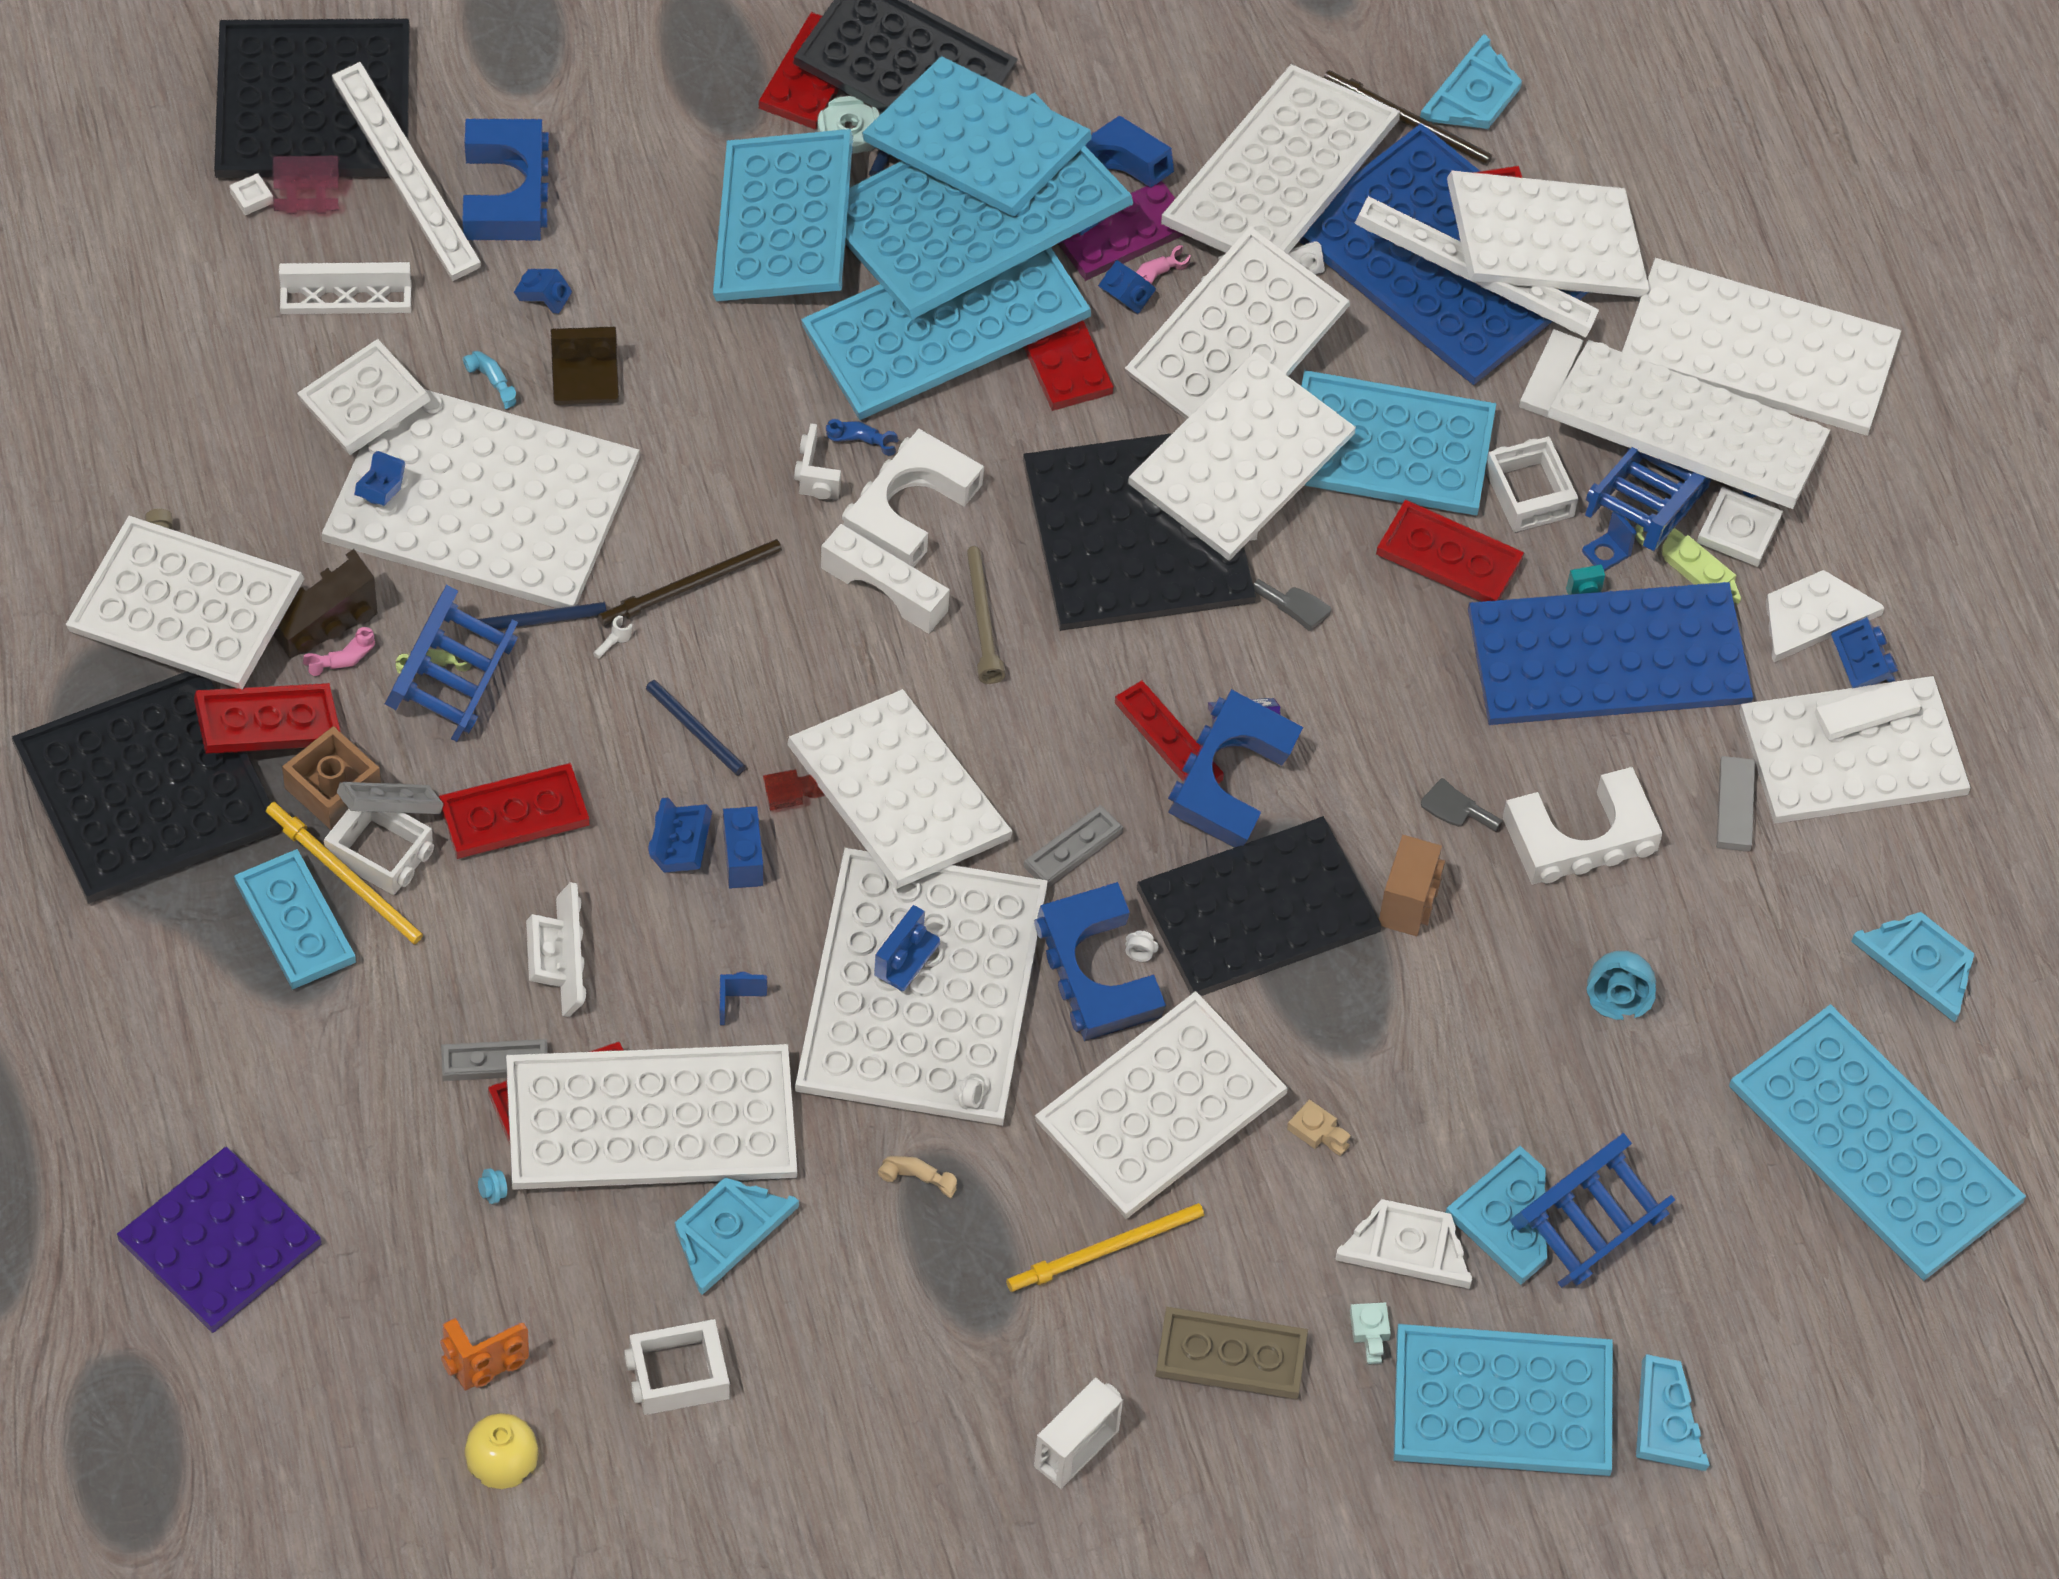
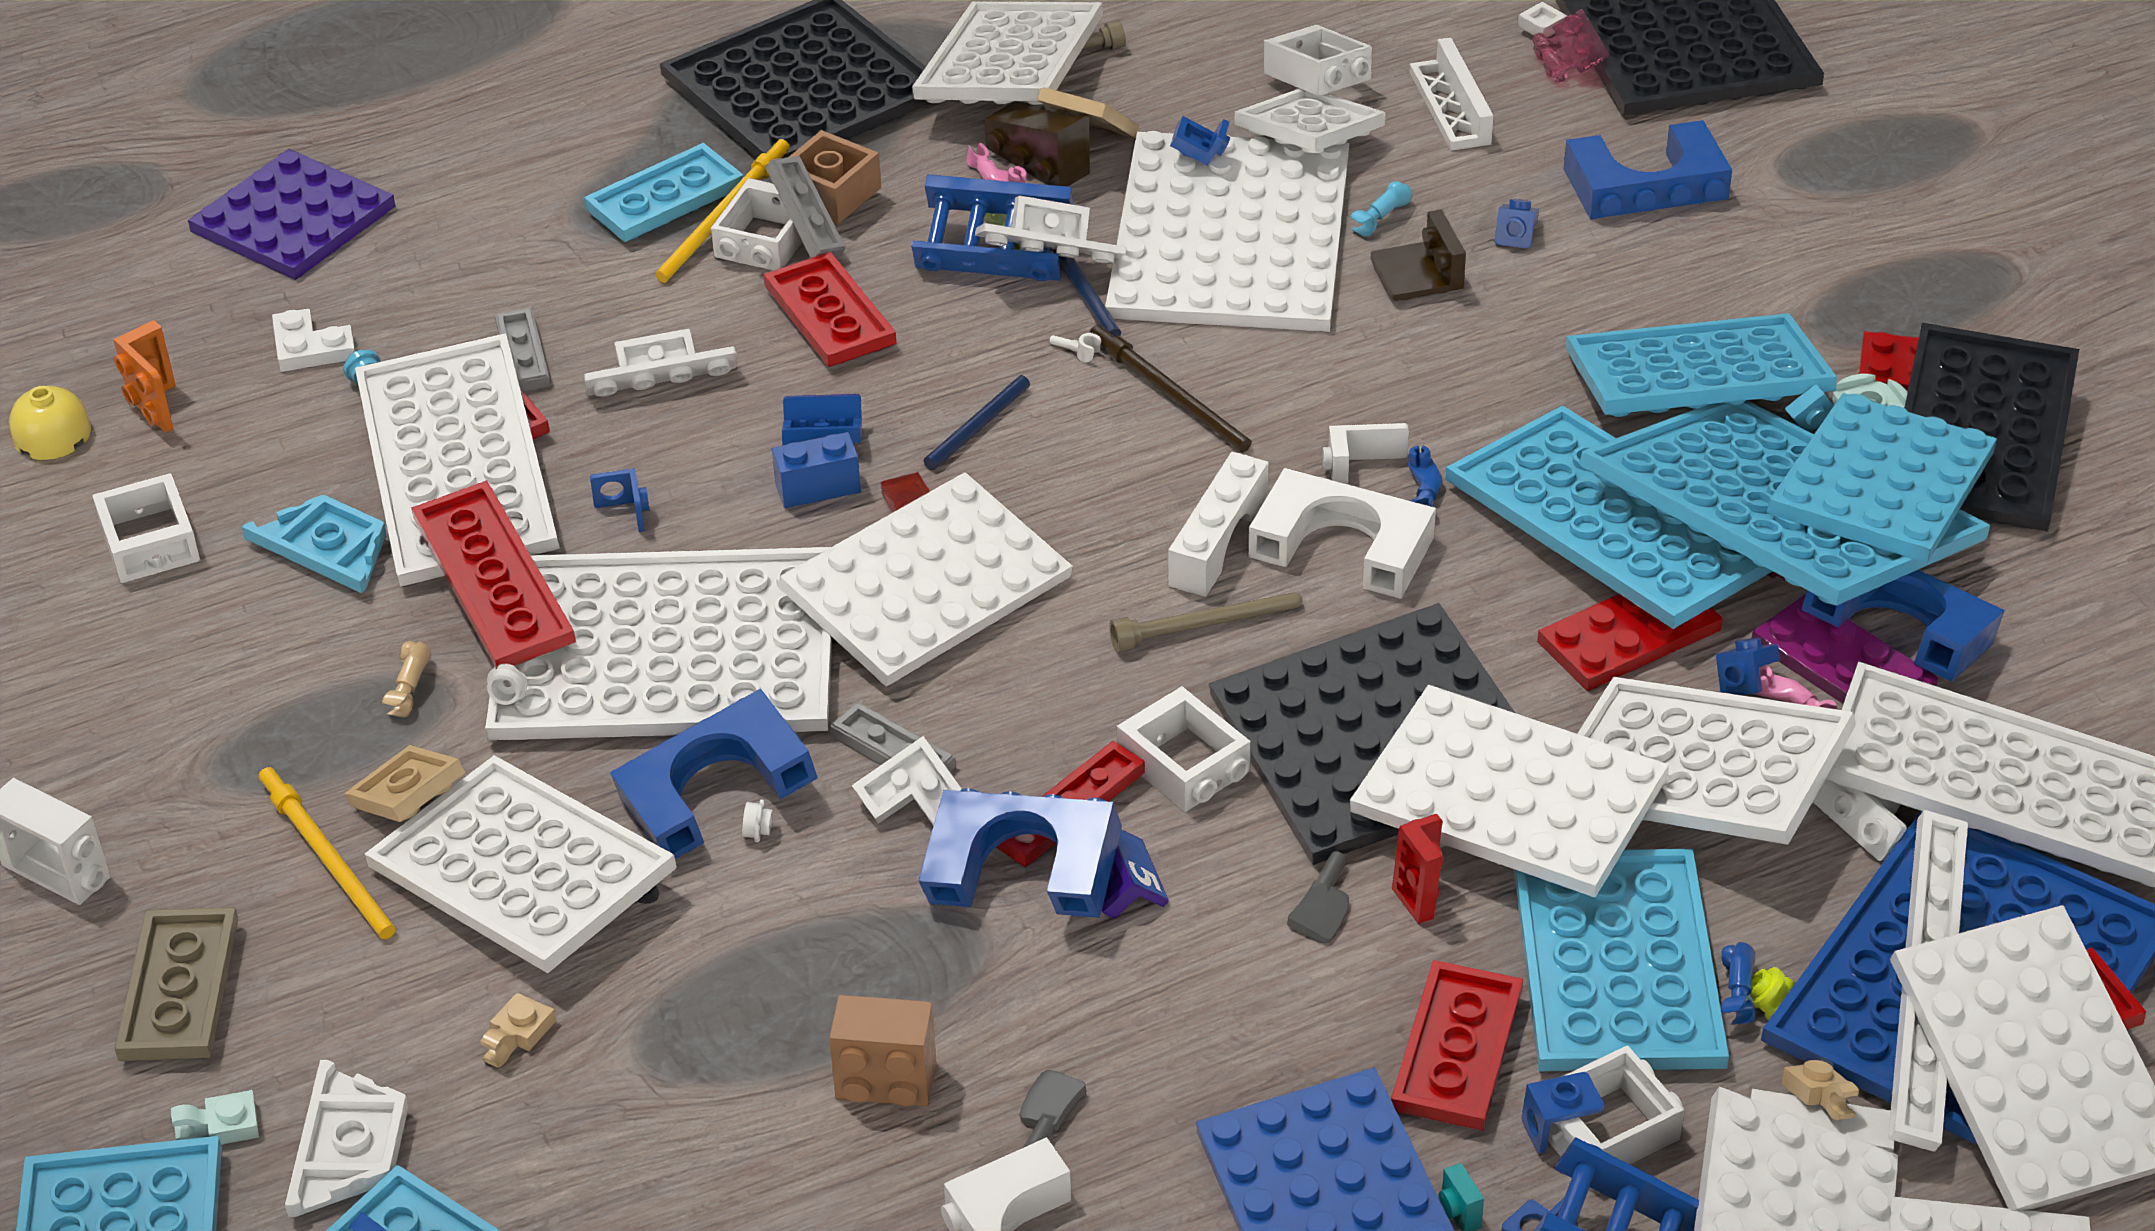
camera: 85 degrees right, 15 degrees down
(264, 717) = (893, 124): red plate -> none
(266, 352) = (1320, 62): none -> white window
(320, 553) = (1099, 113): none -> tan tile
(406, 171) = (1611, 95): white plate -> none
(436, 1240) = (302, 347): none -> white plate
(493, 615) = (1053, 226): none -> white bracket
(834, 1090) = (493, 575): none -> plate
(860, 161) = (1810, 409): none -> medium azure plate
(905, 950) = (688, 595): blue bracket -> none
(1055, 1179) = (405, 783): none -> tan plate
(1128, 833) = (907, 776): none -> white plate
(1152, 672) = (1168, 719): none -> white window
(1258, 907) = (840, 917): black plate -> none
(1300, 531) = (1419, 866): none -> red bracket
(1433, 377) = (1740, 962): none -> blue arm
(1436, 367) = (1770, 989): none -> neon yellow plate
(1529, 361) = (1820, 1084): none -> tan plate
(1530, 505) = (1558, 1101): none -> blue bracket

